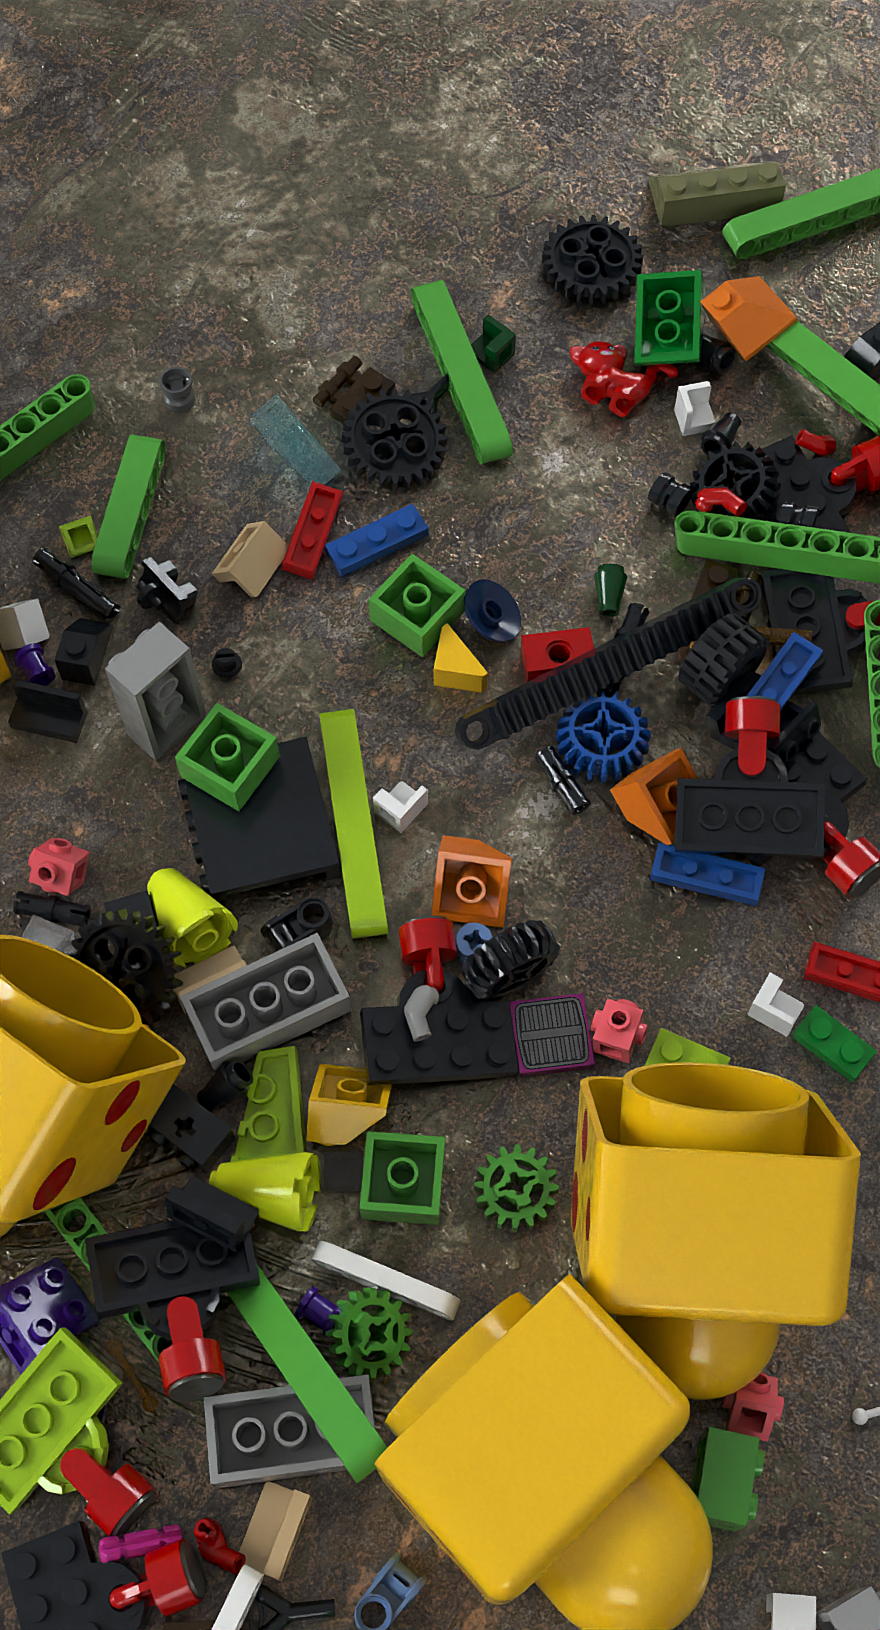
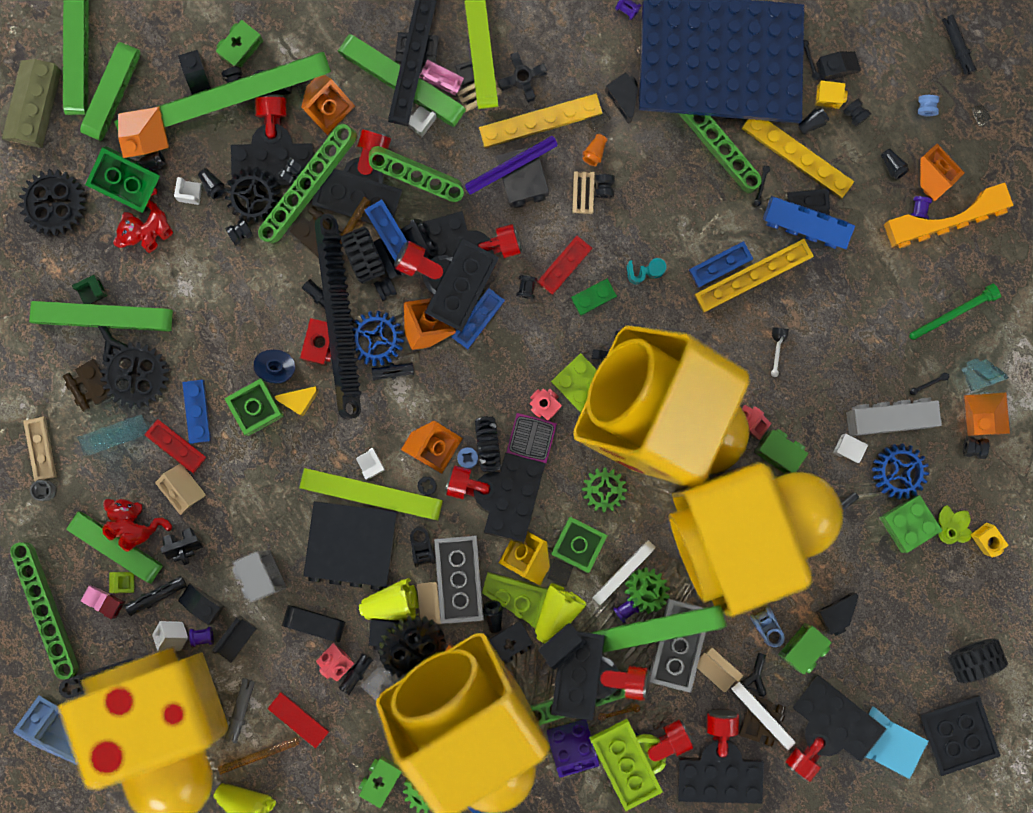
camera: 70 degrees left, 20 degrees up
(40, 520) = (102, 602): none -> leg
(111, 815) = (313, 623): none -> black beam
(137, 1543) = (700, 734): dark pink axle -> none
(160, 500) = (122, 516): none -> red animal
(214, 1546) = (715, 700): red arm -> none
(226, 663) = (243, 527): black piece -> none
(227, 756) = (314, 550): bright green brick -> none
(237, 368) = (40, 448): none -> tan tile
(392, 893) = (429, 491): none -> black bush
(417, 1008) = (497, 503): light grey arm -> none
(610, 586) = (286, 293): dark green cone -> none
(686, 719) = (385, 288): none -> black wheel
(720, 496) = (260, 209): red arm -> none
(775, 1007) = (563, 317): white panel -> none
(788, 268) = (110, 91): none -> bright green beam
(796, 928) = (526, 287): none -> black bush
(820, 444) = (244, 132): red arm -> none

